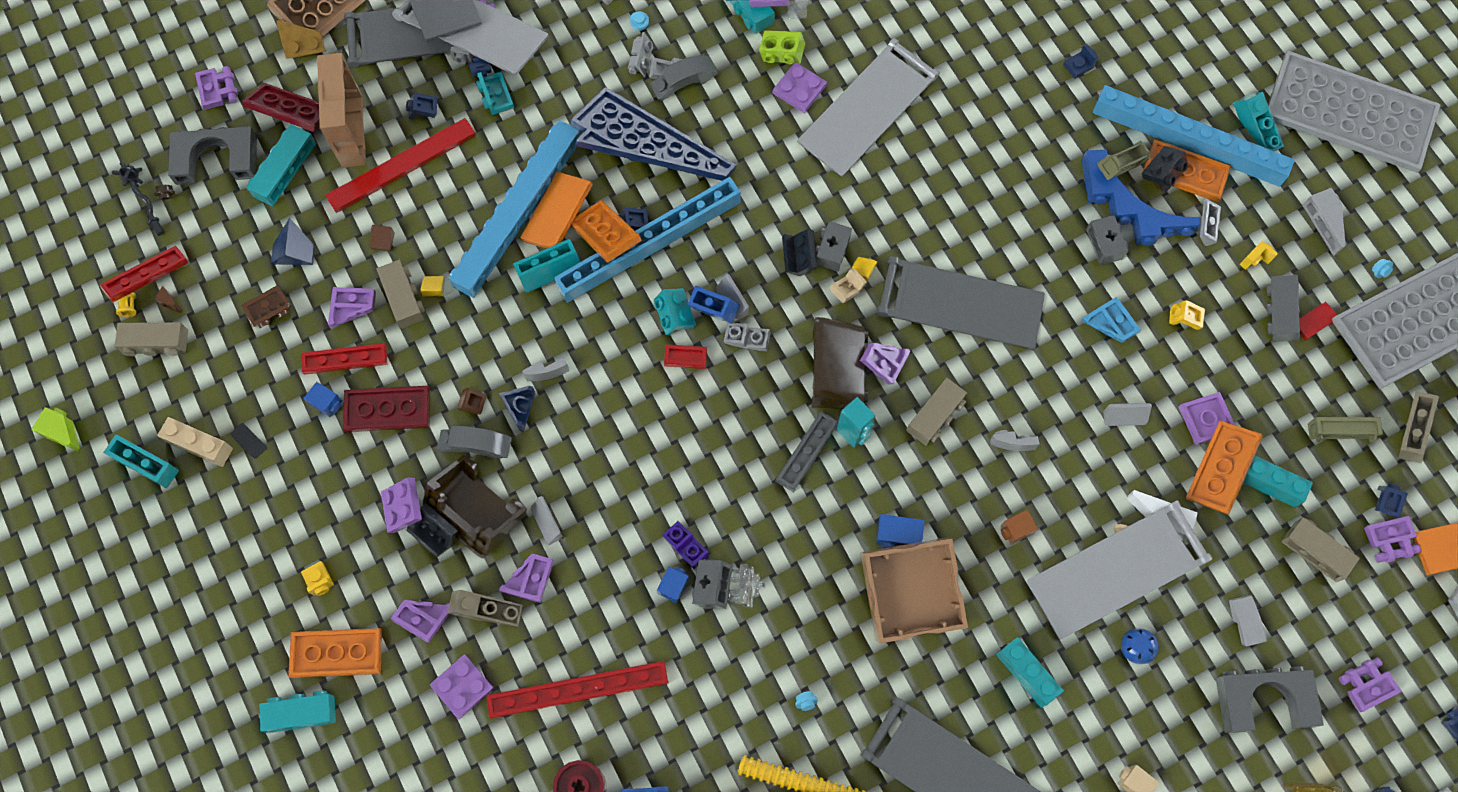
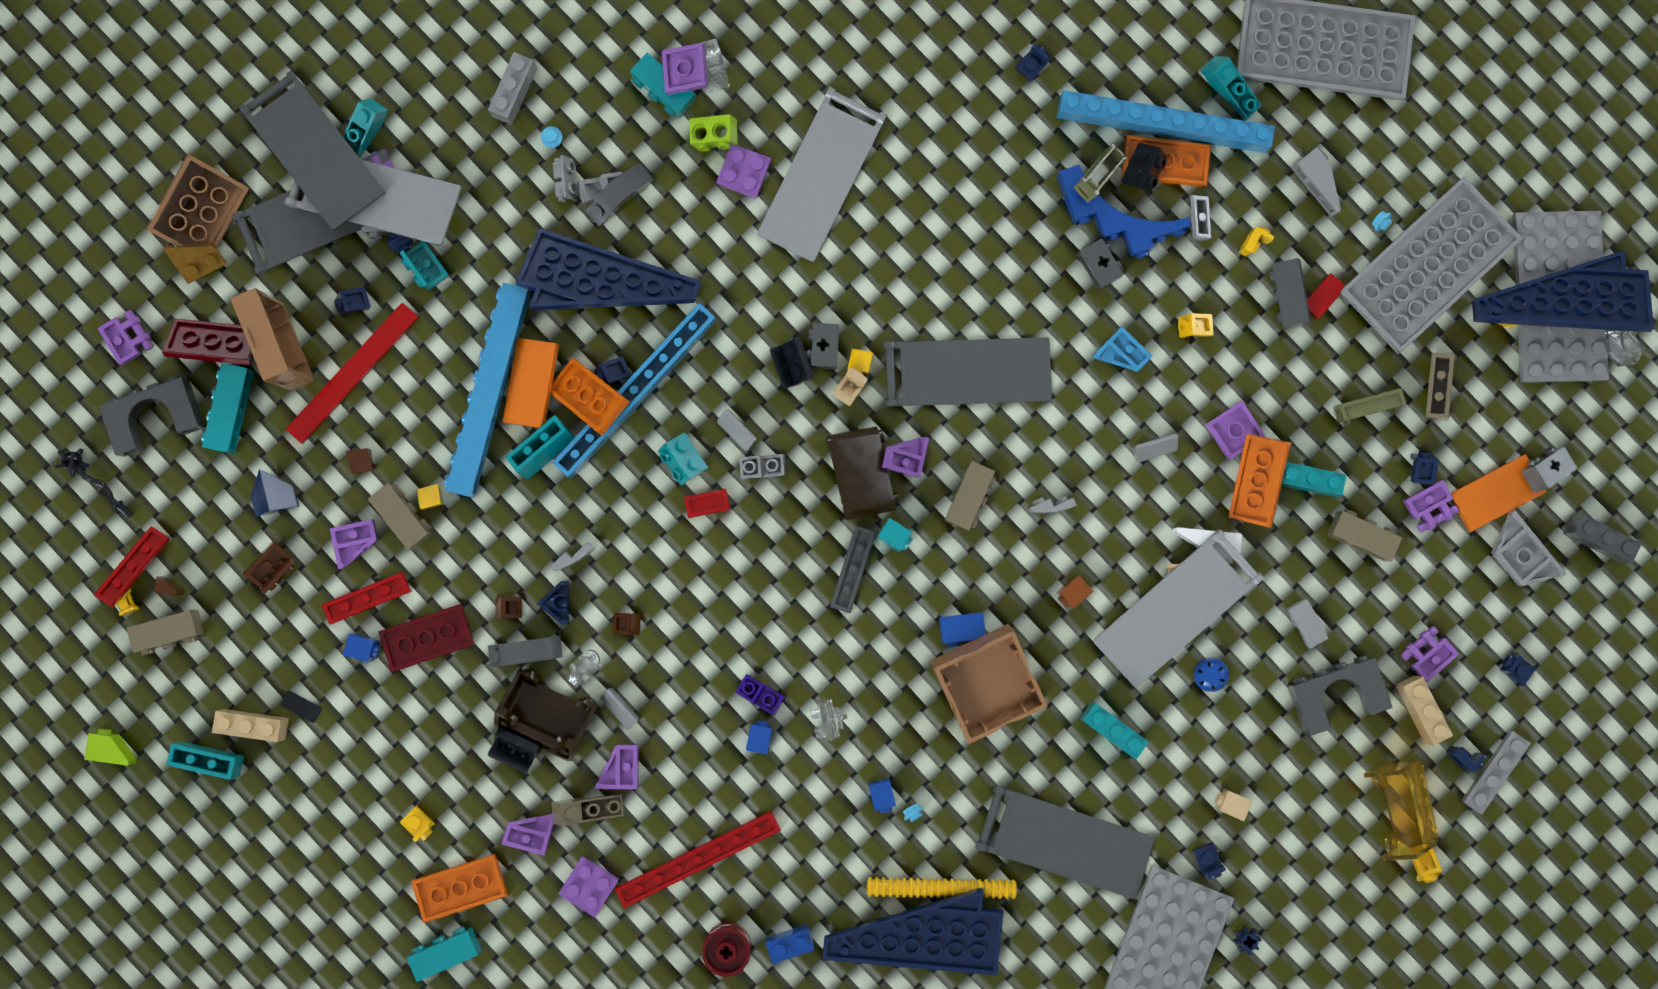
camera: 20 degrees left, 15 degrees up
(164, 192) = (117, 470): dark brown plate -> none
(401, 505) = (475, 734): medium lavender plate -> none
(525, 470) = (584, 667): none -> clear hips
(577, 445) = (626, 624): none -> reddish brown slope
(712, 584) = (796, 729): dark grey brick -> none
(713, 304) = (720, 445): blue brick -> none
(779, 674) = (882, 795): none -> blue brick
(1355, 739) = (1424, 710): none -> tan brick

